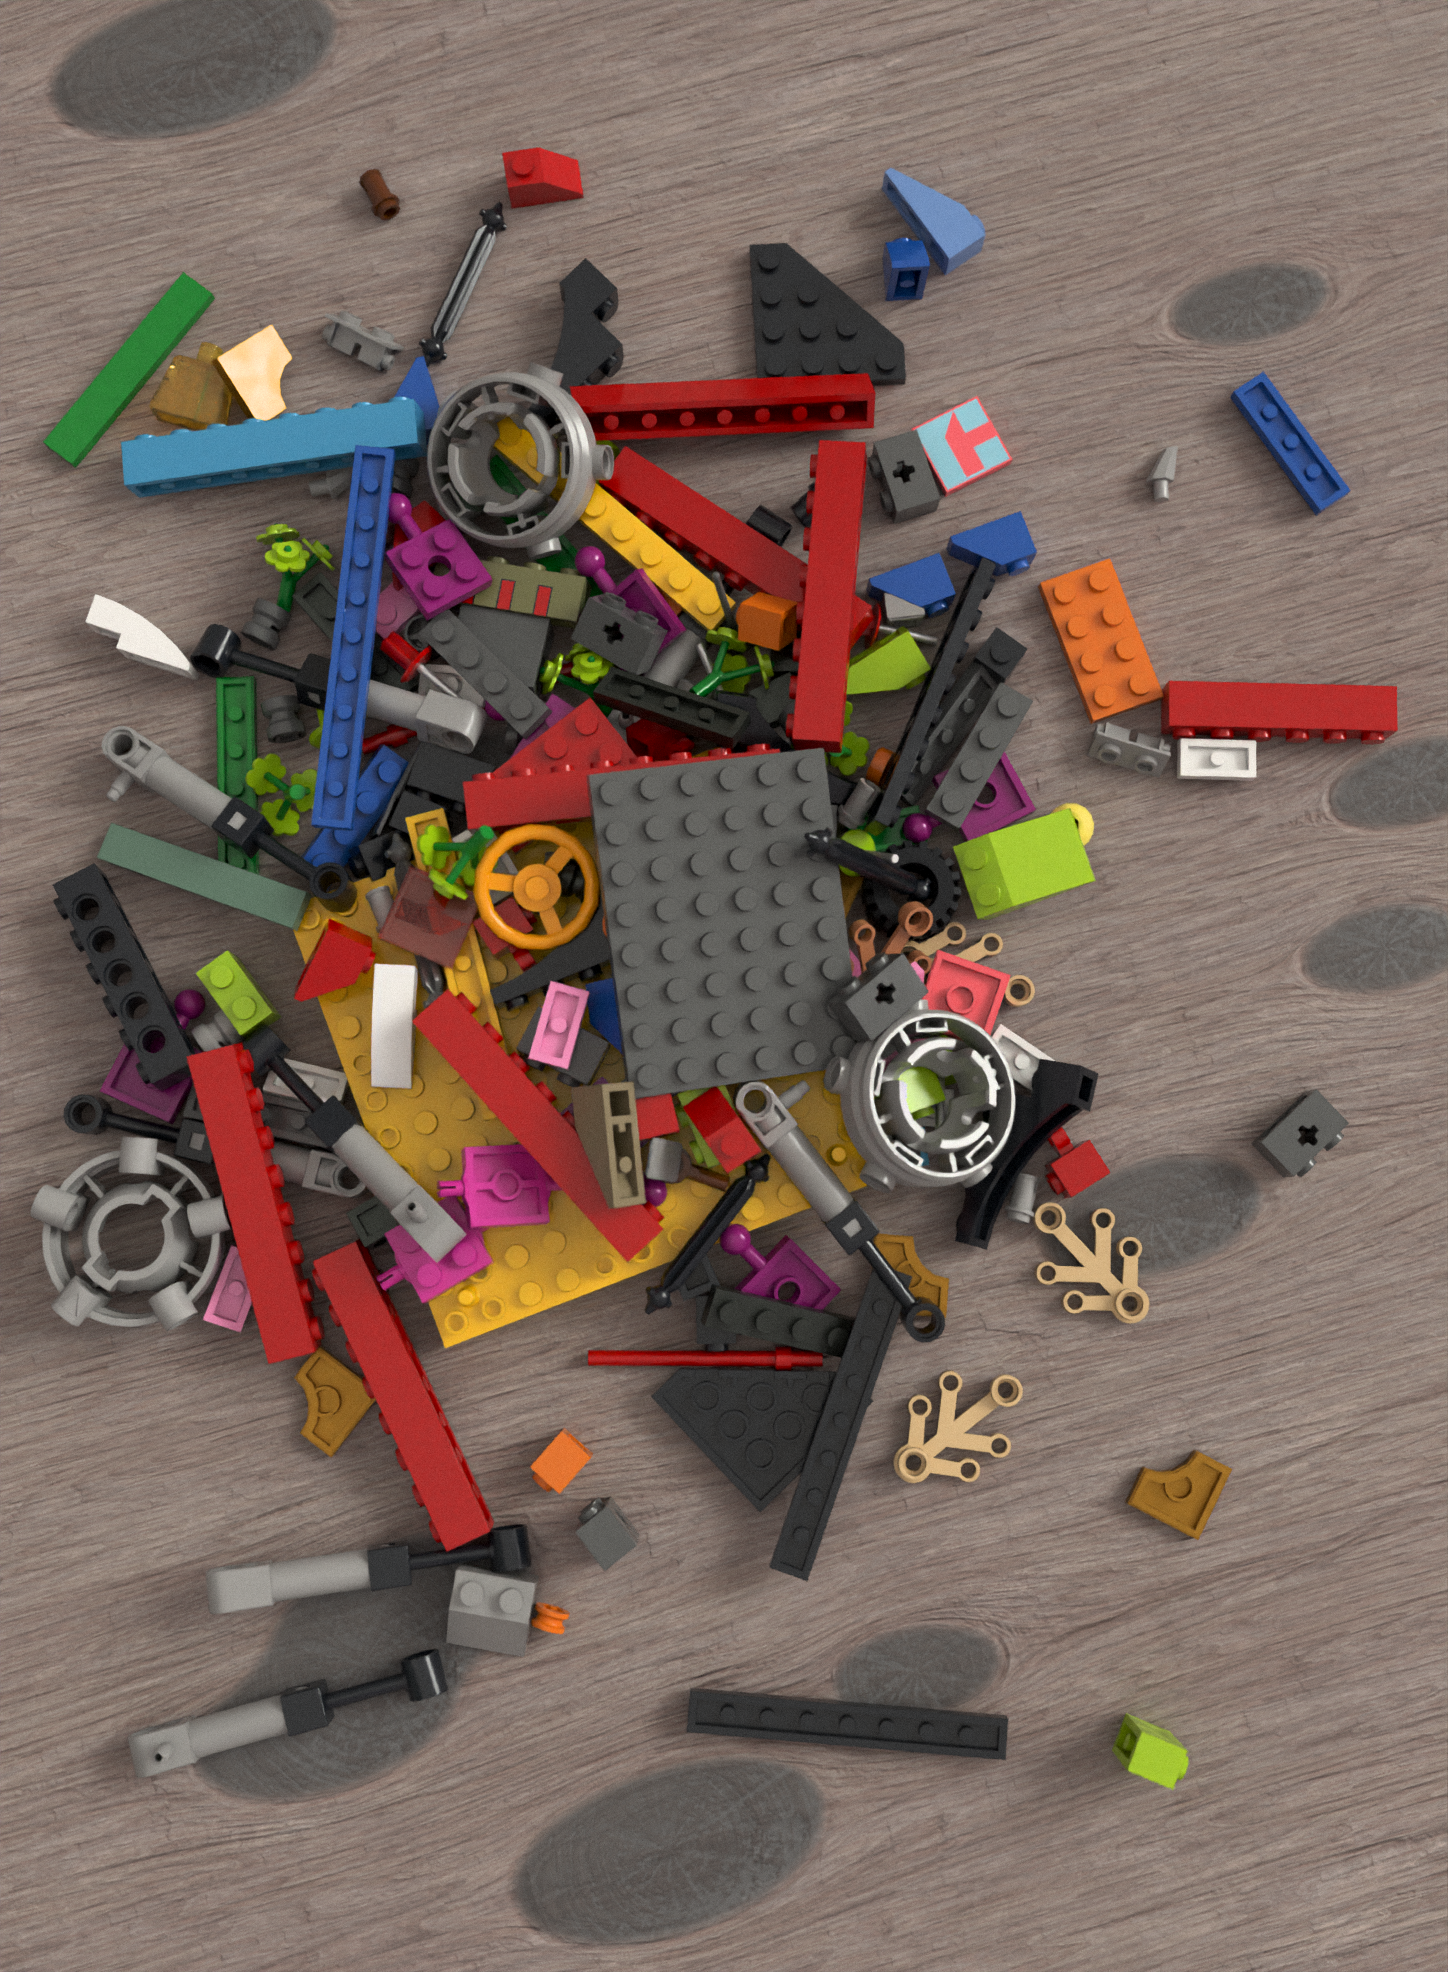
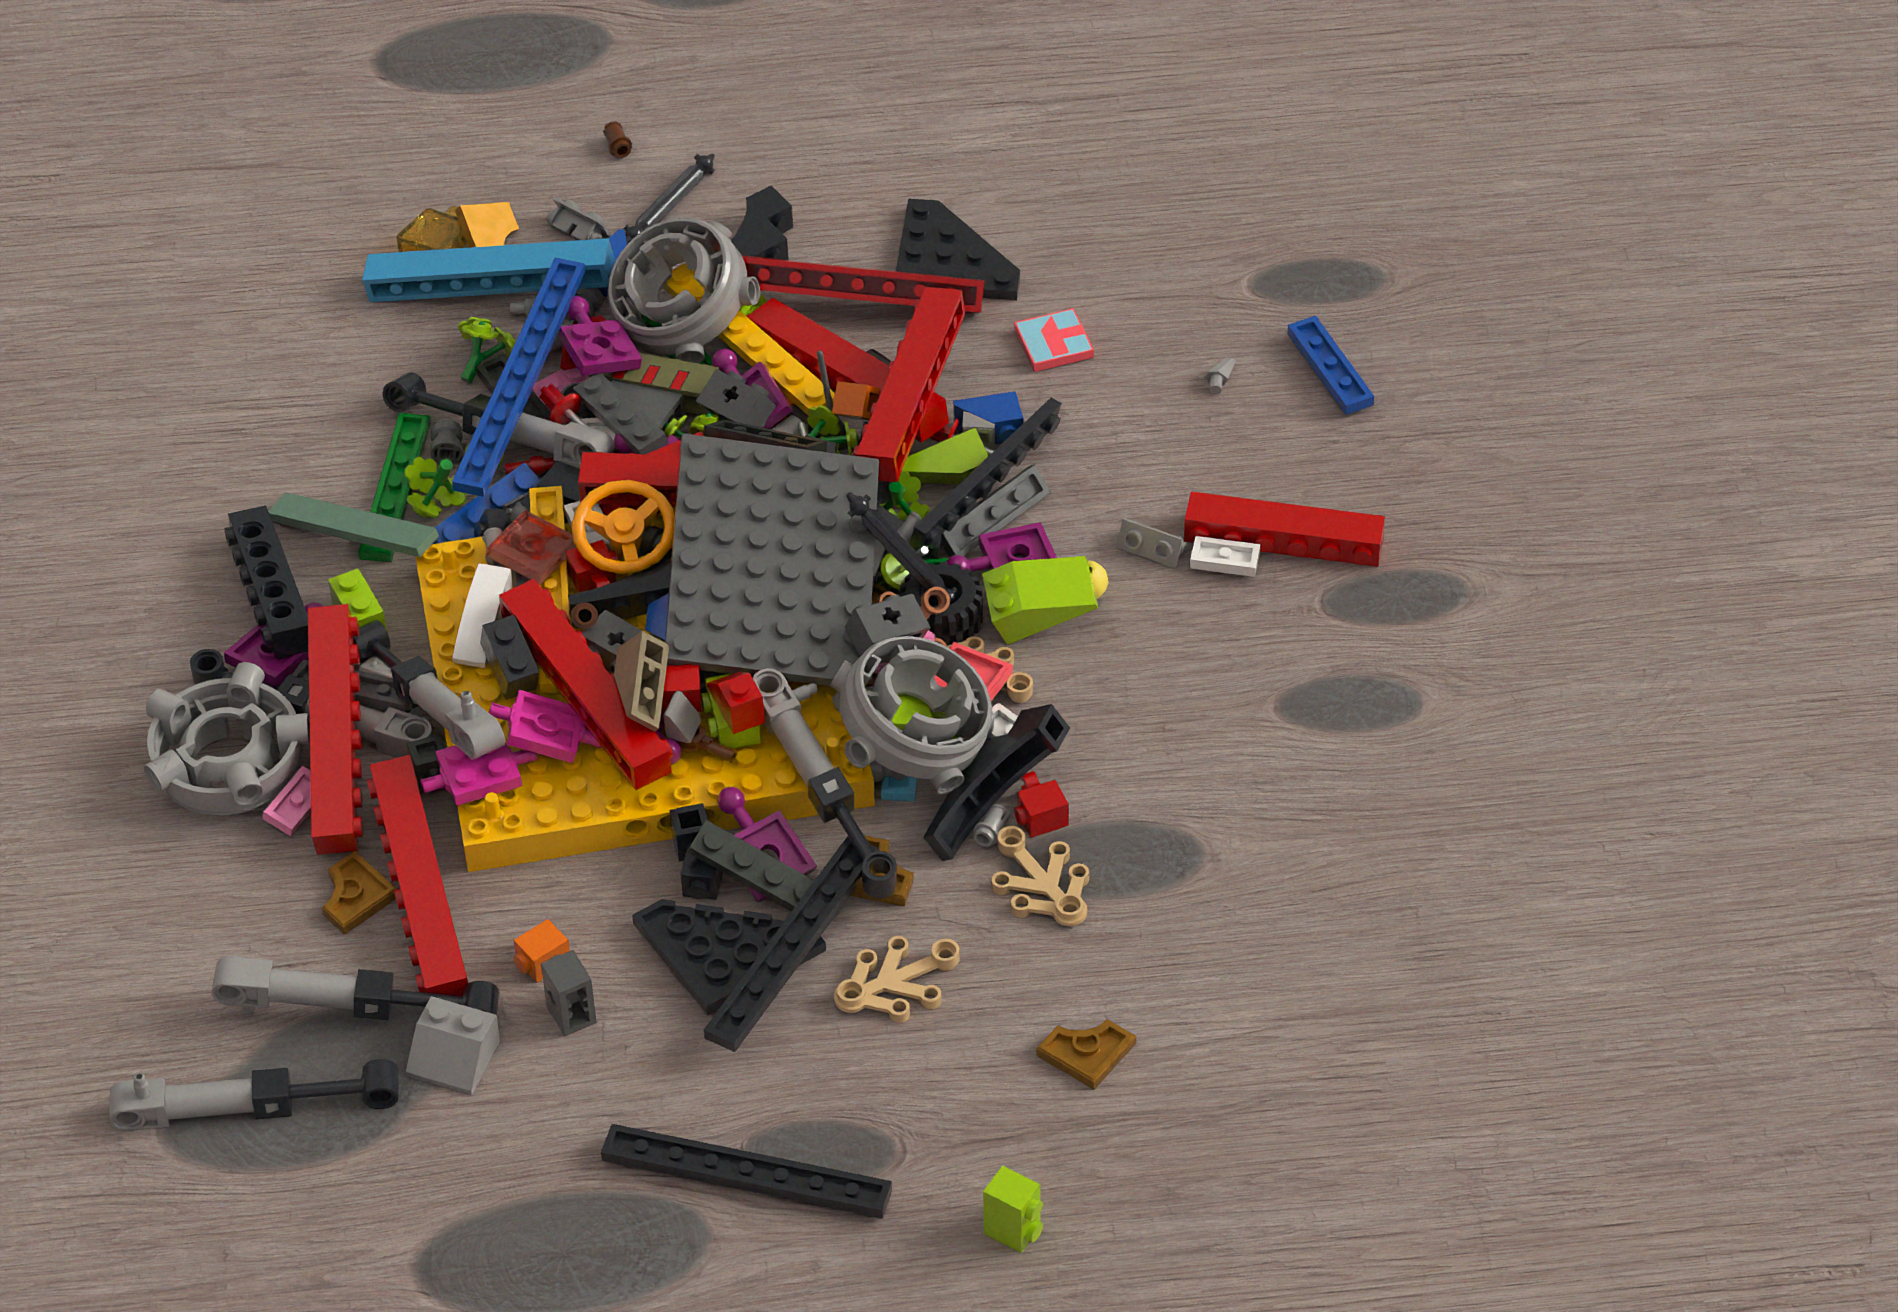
camera: 15 degrees right, 35 degrees down
(129, 370) = (384, 223): green tile -> none
(138, 637) = (344, 380): white slope -> none
(228, 817) = (390, 488): piece -> none
(266, 624) = (450, 381): dark grey wheel -> none
(335, 961) = (445, 566): red slope -> none
(435, 849) = (549, 500): lime plant -> none
(441, 1094) = (509, 656): none -> black brick
(517, 1029) = (593, 615): none -> reddish brown pin
(541, 177) = (748, 141): red slope -> none
(550, 1618) = (502, 1060): orange bush -> none
(559, 1025) = (618, 615): bright pink plate -> none
(707, 1234) = (707, 787): black wheel -> none
(782, 1358) = (649, 898): red bar -> none
(903, 456) = (1000, 349): dark grey brick -> none
(905, 269) = (1029, 224): blue slope -> none
(937, 220) = (1064, 198): medium blue slope -> none
(978, 757) = (1018, 524): dark grey plate -> none
(1000, 541) = (1075, 394): blue slope -> none
(1000, 655) = (1054, 465): black brick -> none
(1100, 641) = (1143, 472): orange plate -> none
(1279, 1141) = (1244, 808): dark grey brick -> none

